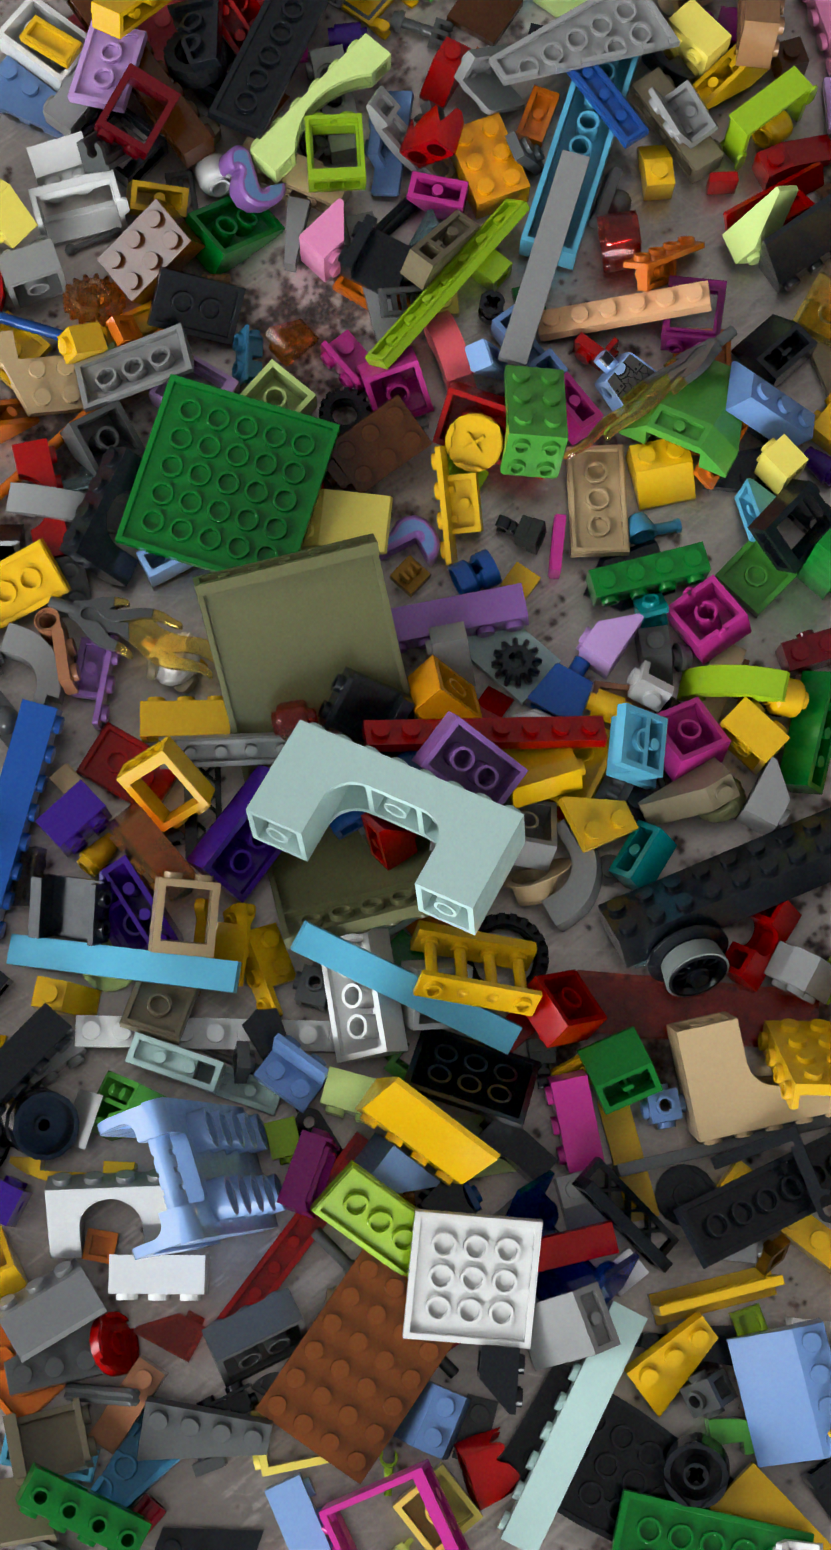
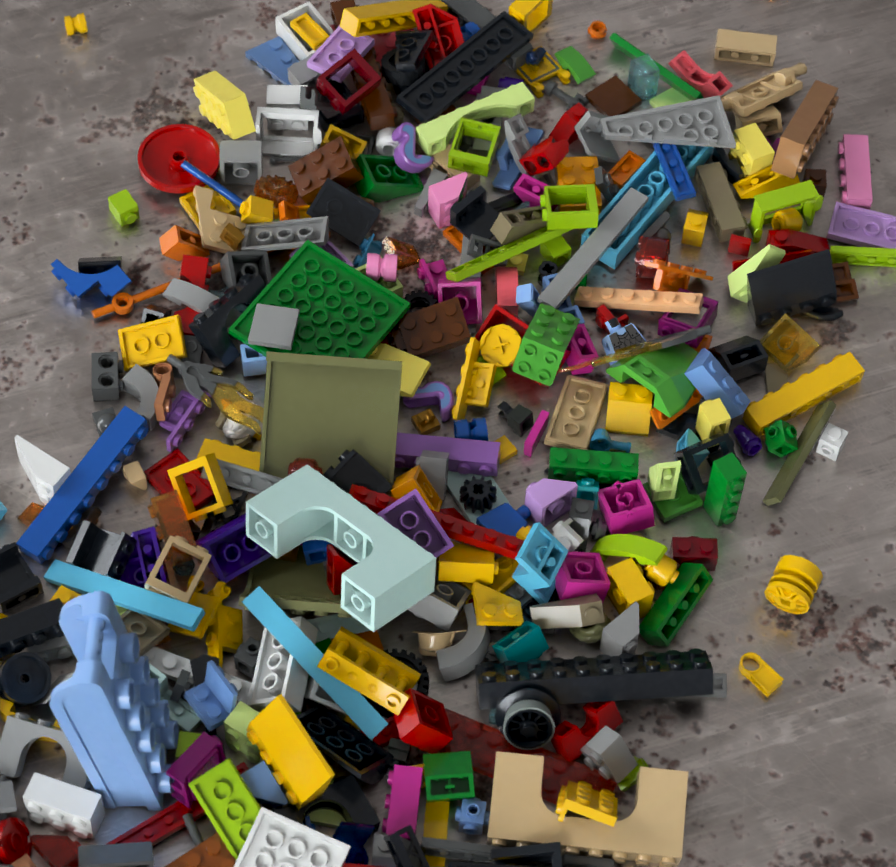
camera: 20 degrees right, 20 degrees down
(65, 392) = (232, 236): none -> pearl gold plate
(74, 819) = (127, 496): dark purple brick -> none
(97, 855) = (136, 524): yellow cone -> none
(99, 1245) = (24, 777): orange plate -> none
(175, 520) = (273, 326): none -> light grey tile
(282, 380) = (382, 267): none -> bright pink wheel
(488, 187) = (570, 195): none -> lime window
(683, 114) = (723, 190): light grey bracket -> none
(745, 566) = (663, 480): none -> yellowish green slope

